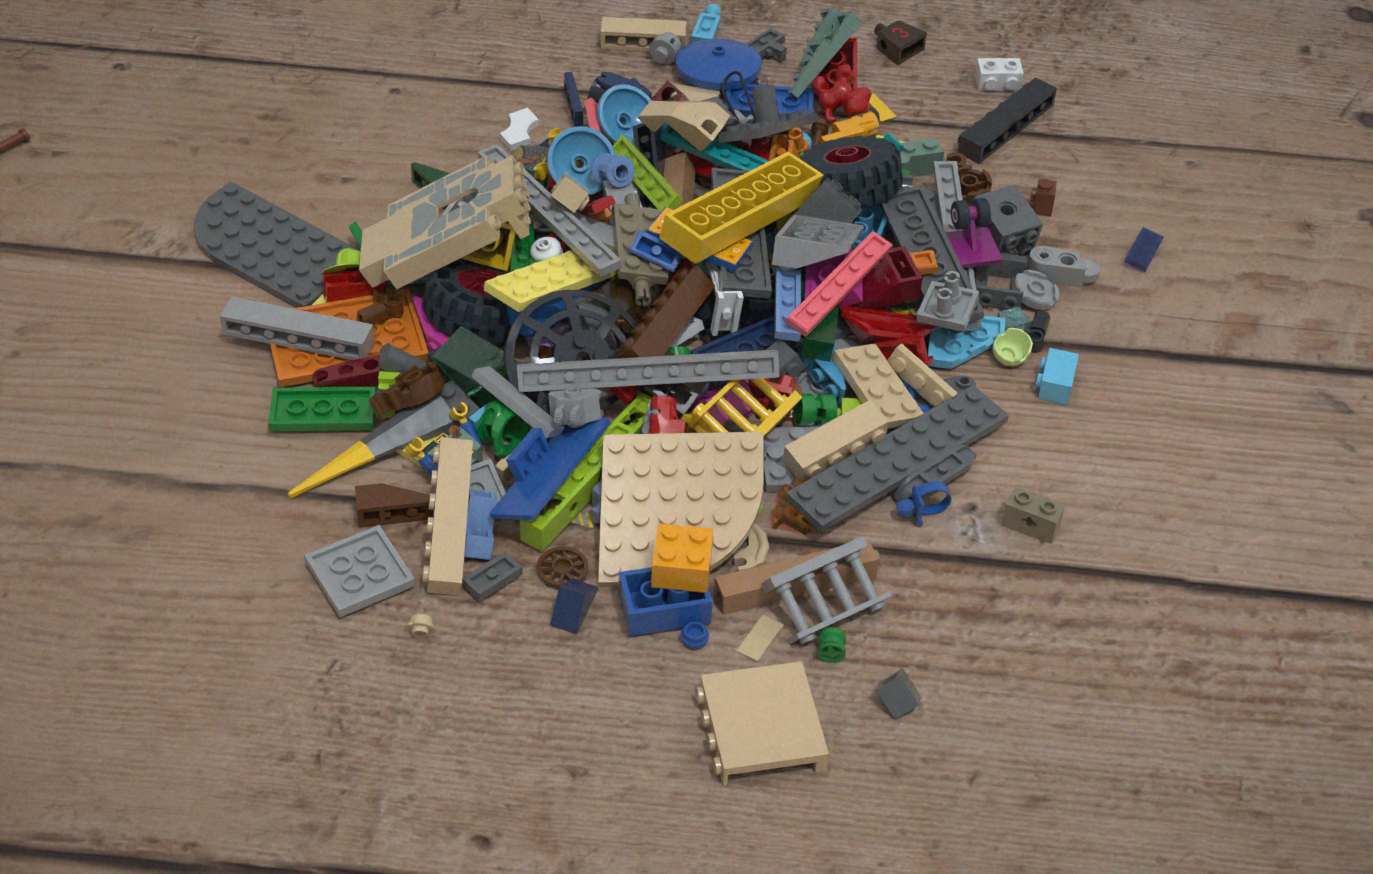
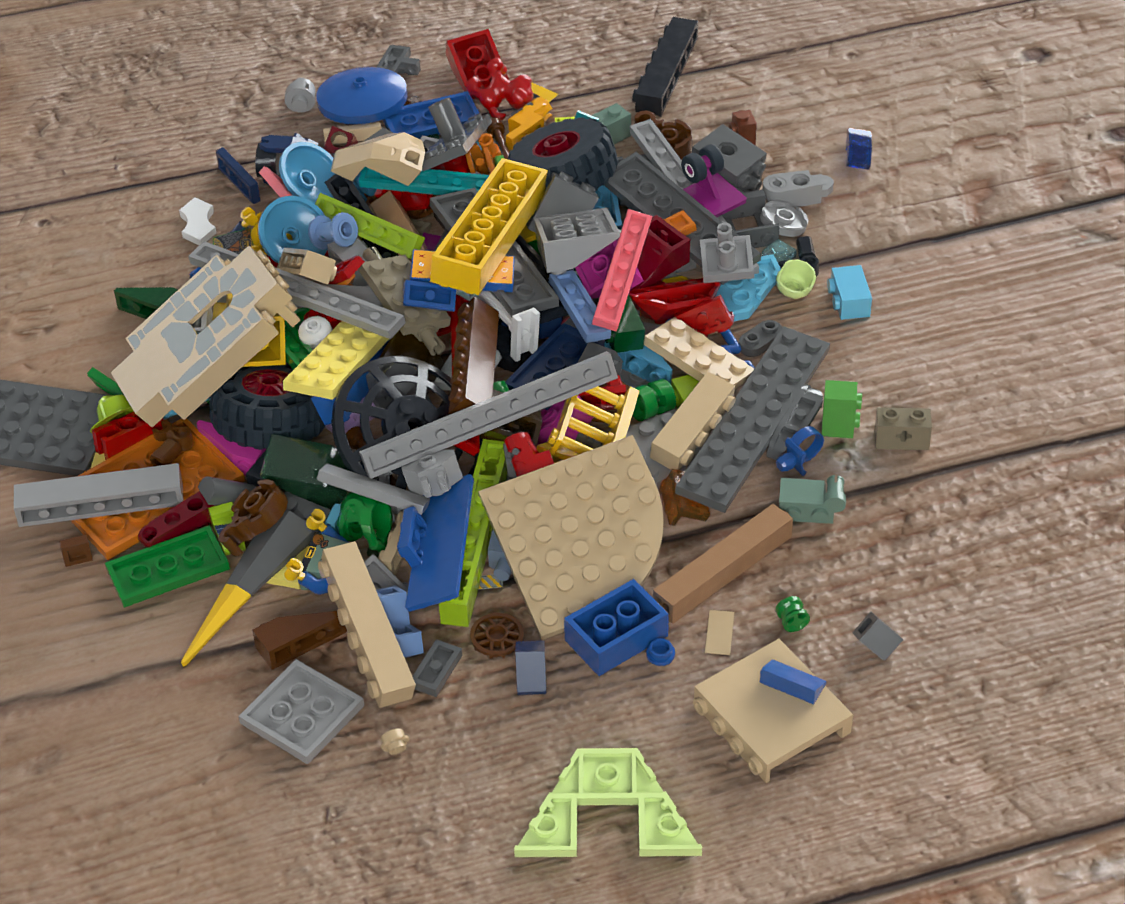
camera: 20 degrees left, 0 degrees up
(257, 369) = (75, 550): none -> reddish brown plate
(577, 726) = (607, 778): none -> yellowish green wing
(637, 33) = (263, 88): tan brick -> none
(682, 558) = (622, 581): light orange brick -> none
(707, 23) = (325, 59): medium azure plate -> none
(746, 93) = (410, 111): black piece -> none
(755, 552) = (670, 556): tan piece -> none
(789, 702) = (792, 681): none -> blue slope
(805, 573) = (737, 555): light grey fence -> none
(829, 38) = (463, 35): sand green wedge -> none
(900, 41) = (522, 20): dark brown torso -> none
(908, 548) = (808, 500): none -> sand green hinge
(920, 376) = (733, 335): tan plate -> none
(981, 476) = (840, 409): none -> bright green brick
(999, 74) = (634, 24): white brick -> none

